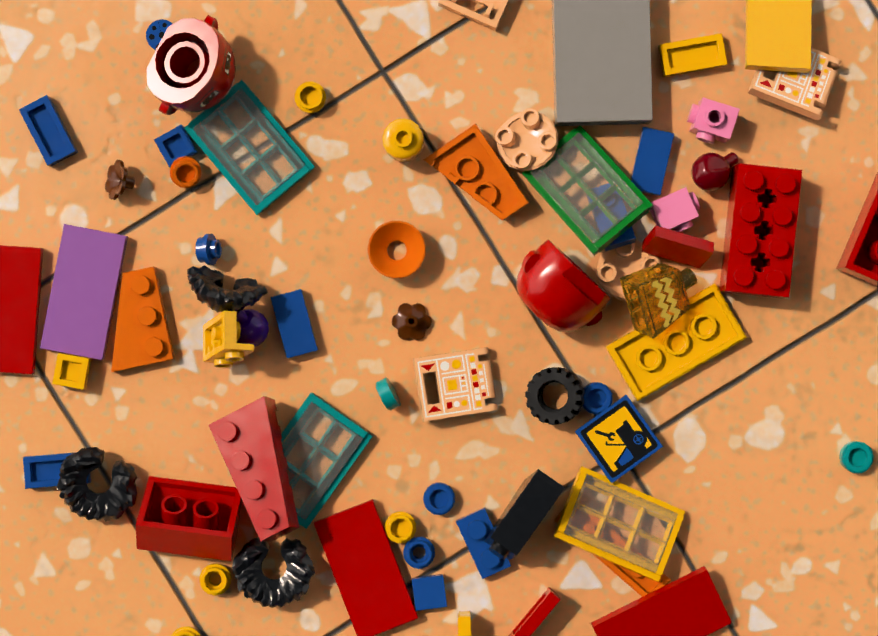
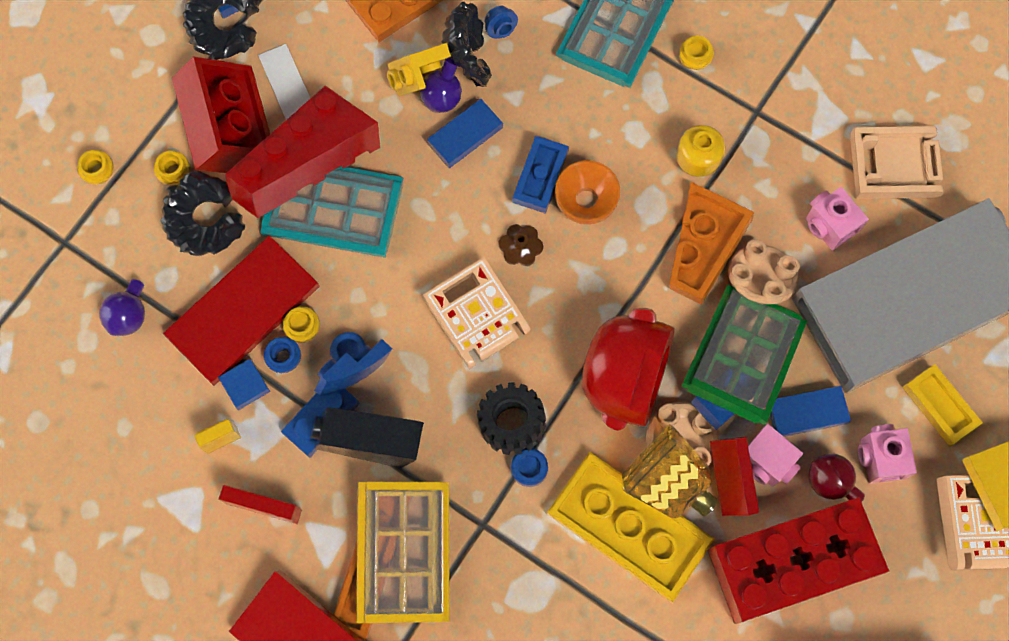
camera: 70 degrees right, 15 degrees down
(180, 452) = (284, 79): none -> white sticker
(360, 279) = (540, 174): none -> blue plate
(387, 394) = (435, 249): teal tile -> none
(461, 509) = (349, 371): none -> blue slope
(508, 60) = (835, 218): none -> bright pink brick
(618, 438) = (496, 508): piece -> none

